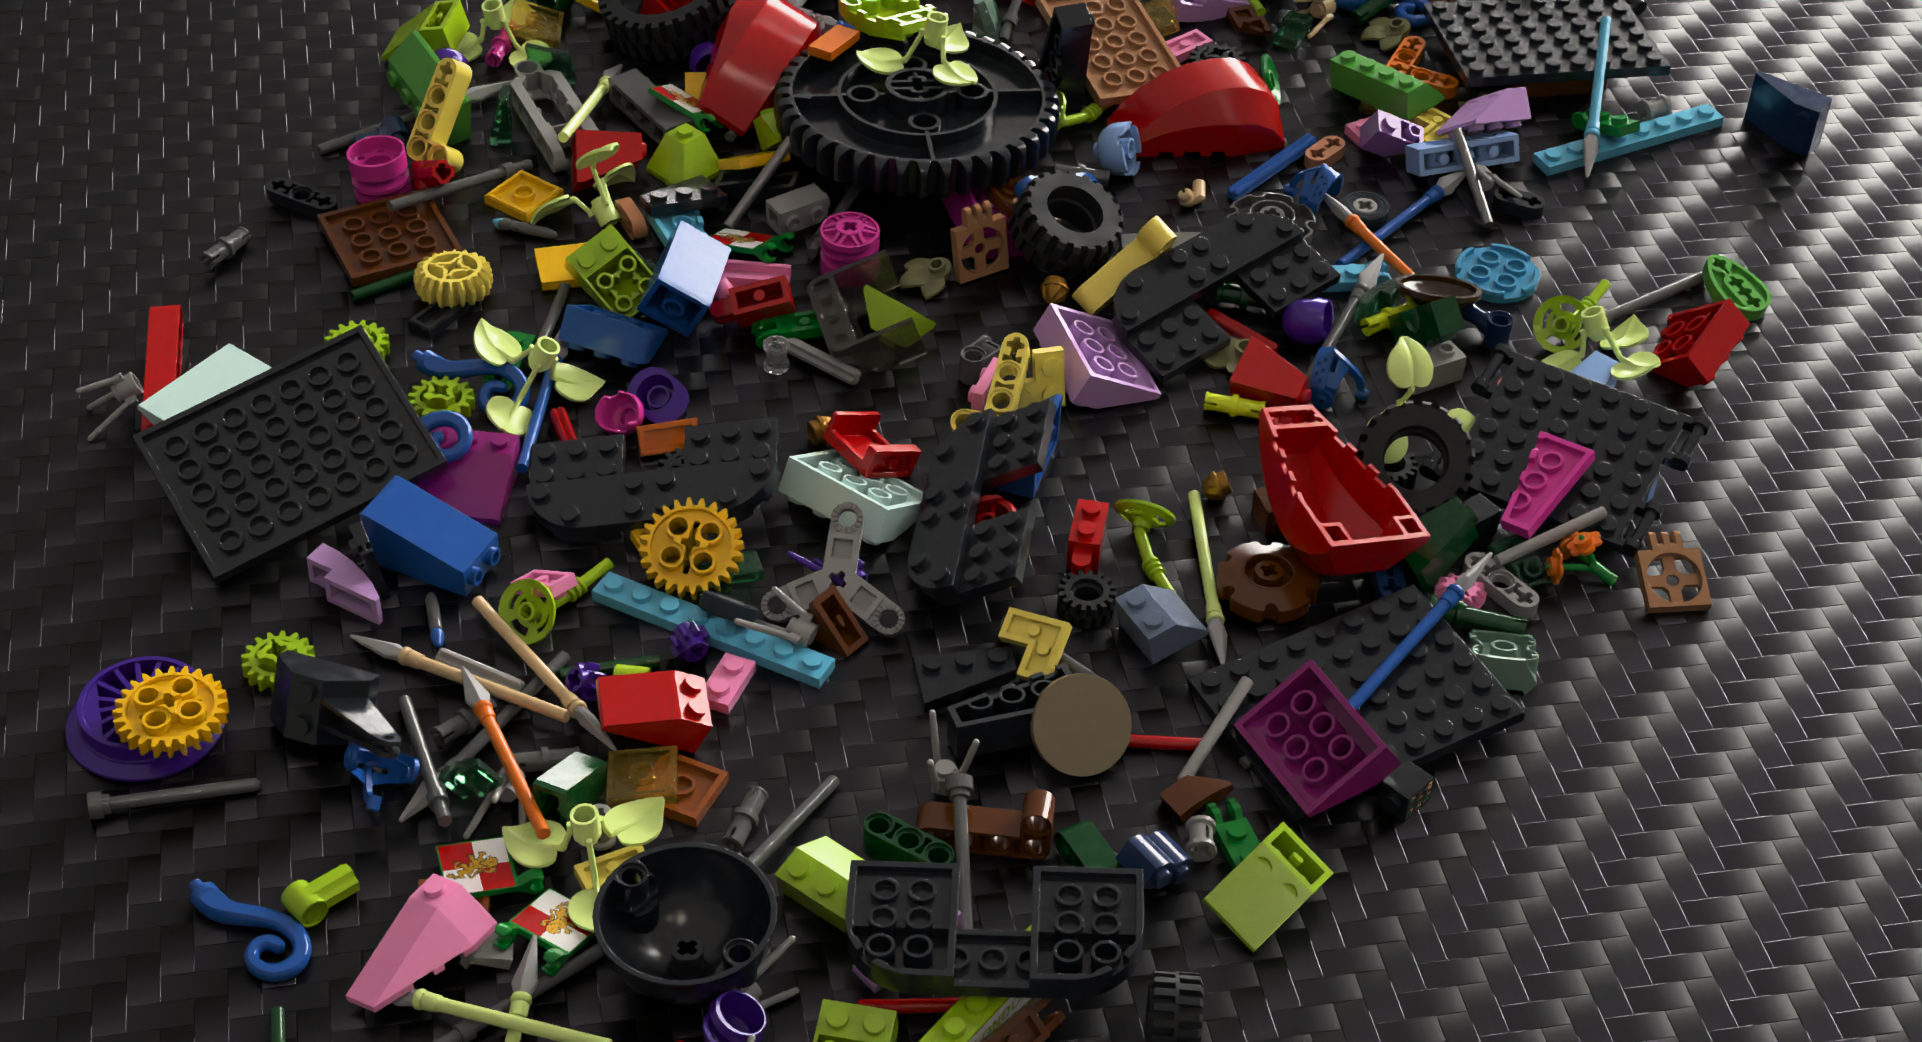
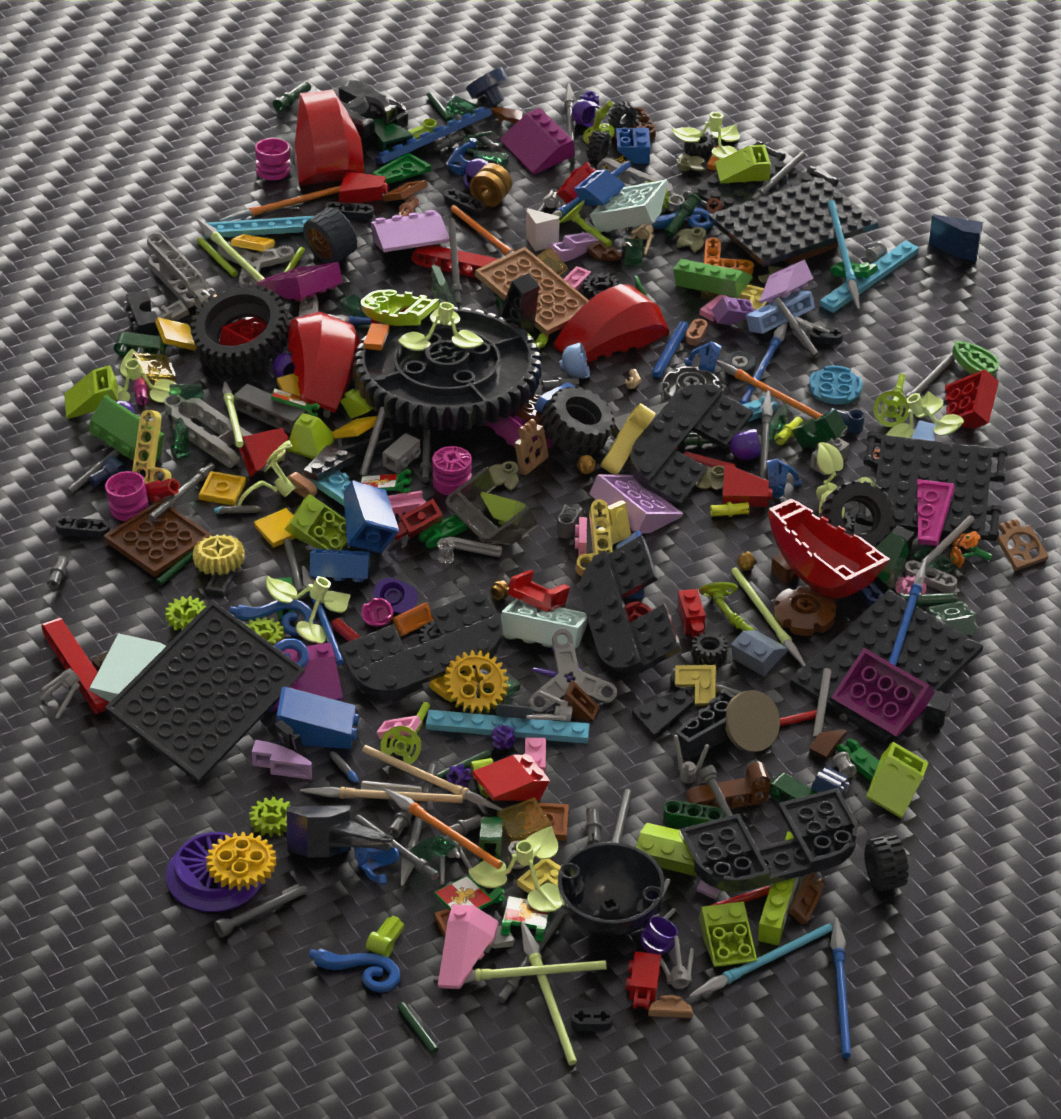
camera: 20 degrees left, 0 degrees up
(1431, 287) = (813, 406): dark brown dish -> none

